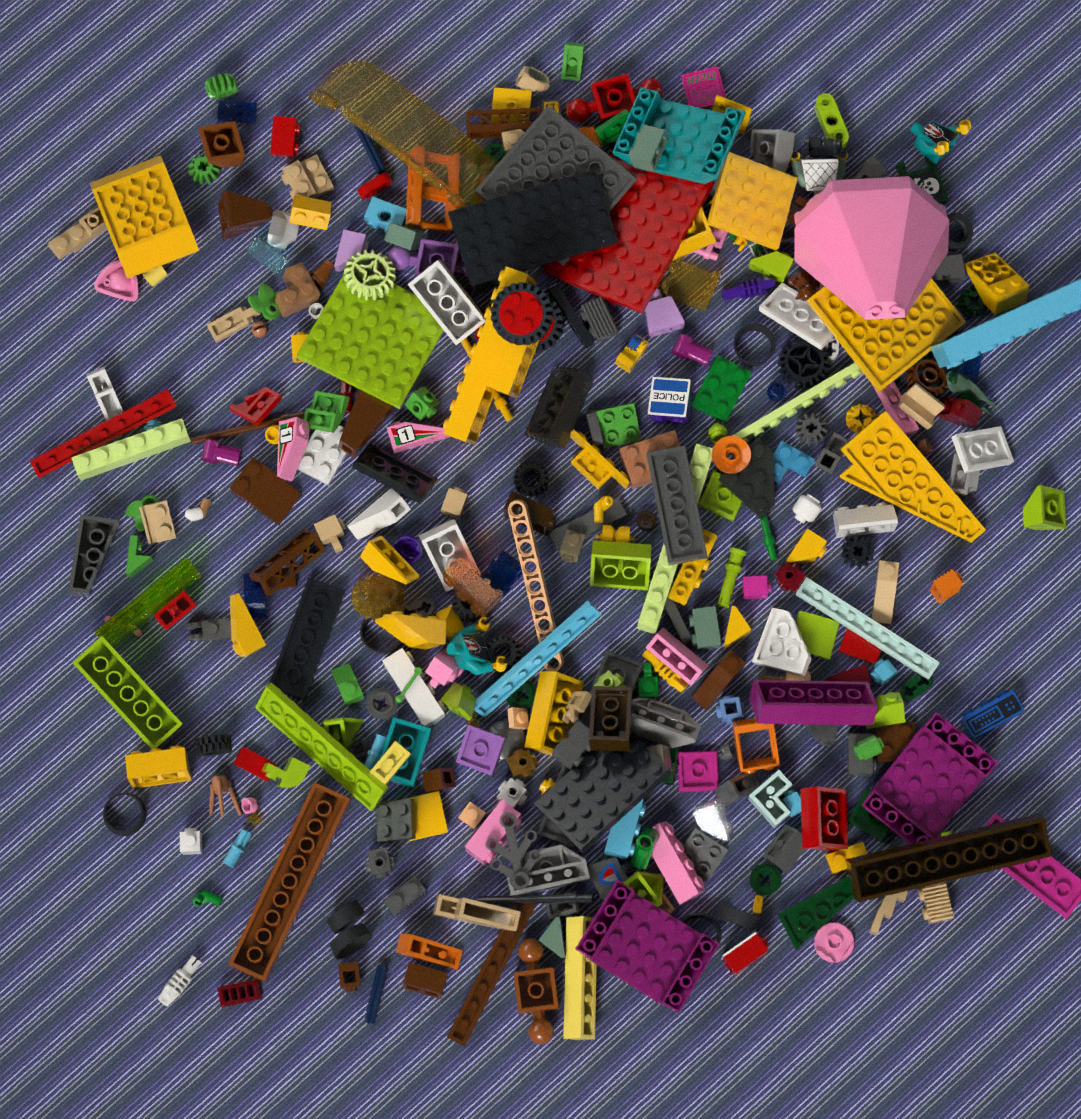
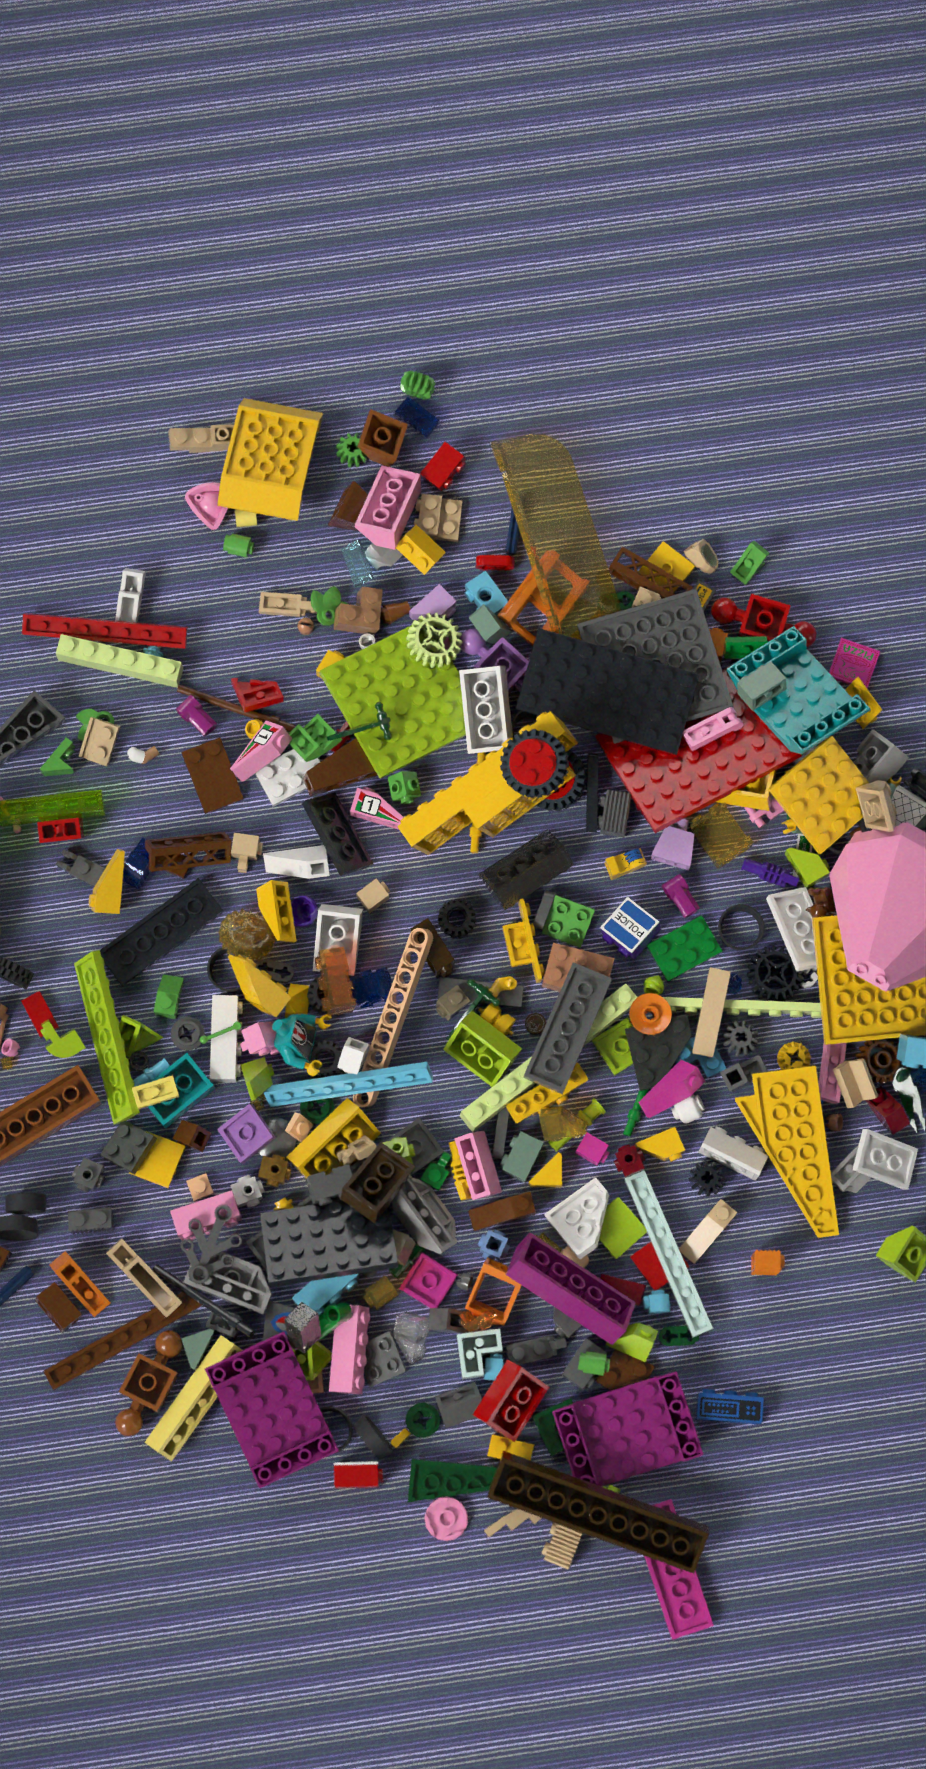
camera: 30 degrees right, 0 degrees up
(164, 299) = (238, 545): none -> bright green brick
(264, 193) = (389, 506): none -> bright pink slope
(373, 362) = (383, 722): none -> dark green piece
(526, 634) = (353, 1055): none -> white slope
(591, 521) = (483, 993): none -> dark green piece
(629, 867) = (302, 1328): none -> clear smoke brick
(632, 205) = (712, 728): none -> bright pink plate
(668, 803) = (380, 1293): none -> clear yellow brick
(720, 582) = (561, 1123): none -> clear yellow slope
(762, 773) = (482, 1322): none -> clear orange bracket
(776, 423) = (711, 1012): none -> tan slope
(786, 499) = (673, 1088): none -> dark pink slope
(798, 184) = (877, 806): none -> tan slope
(814, 769) = (534, 1349): none -> dark grey hinge

